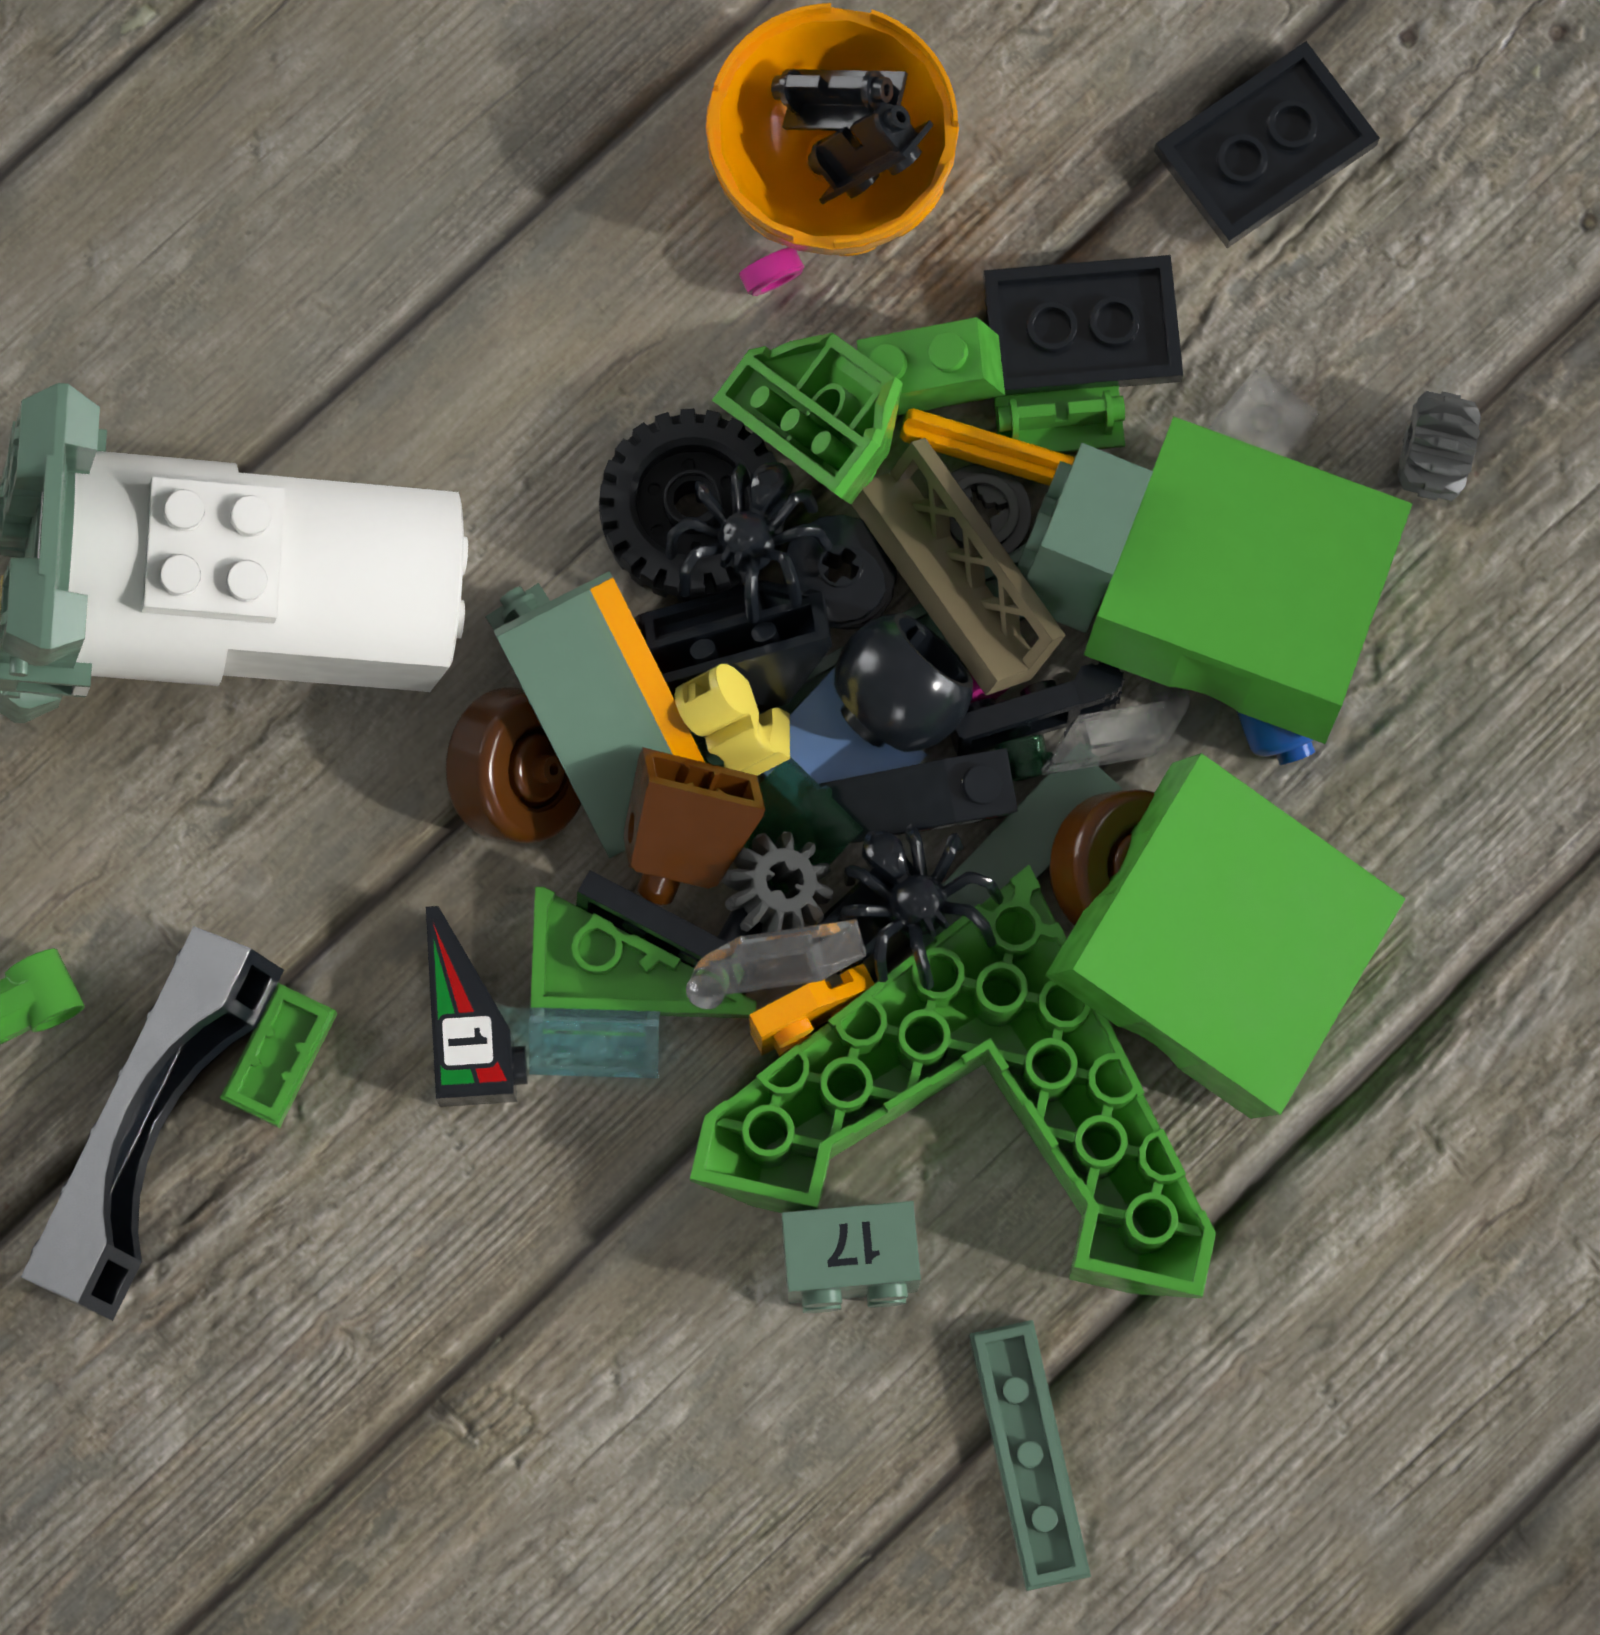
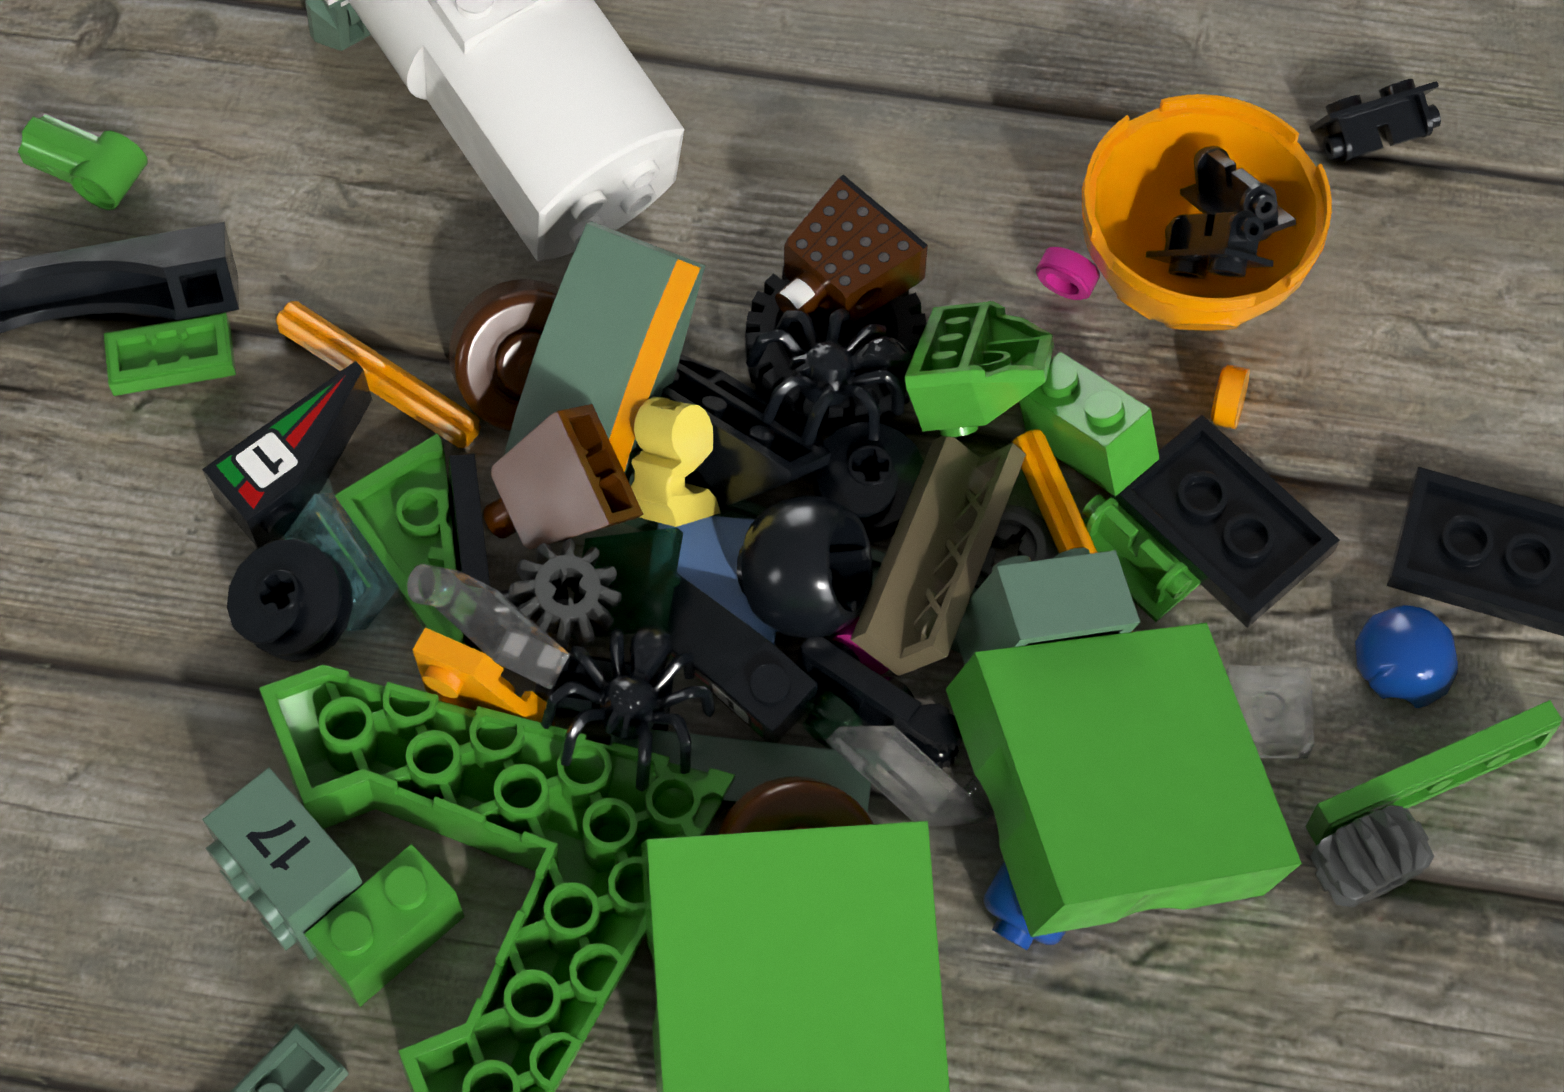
camera: 55 degrees right, 15 degrees down
(442, 890) = (382, 375): none -> light orange axle
(601, 1138) = (290, 600): none -> black piece
(646, 443) = (849, 256): none -> reddish brown torso
(946, 1212) = (385, 924): none -> bright green brick
(981, 234) = (1230, 396): none -> light orange tile
(1295, 282) = (1407, 655): none -> blue hair
(1406, 345) = (1439, 770): none -> bright green tile

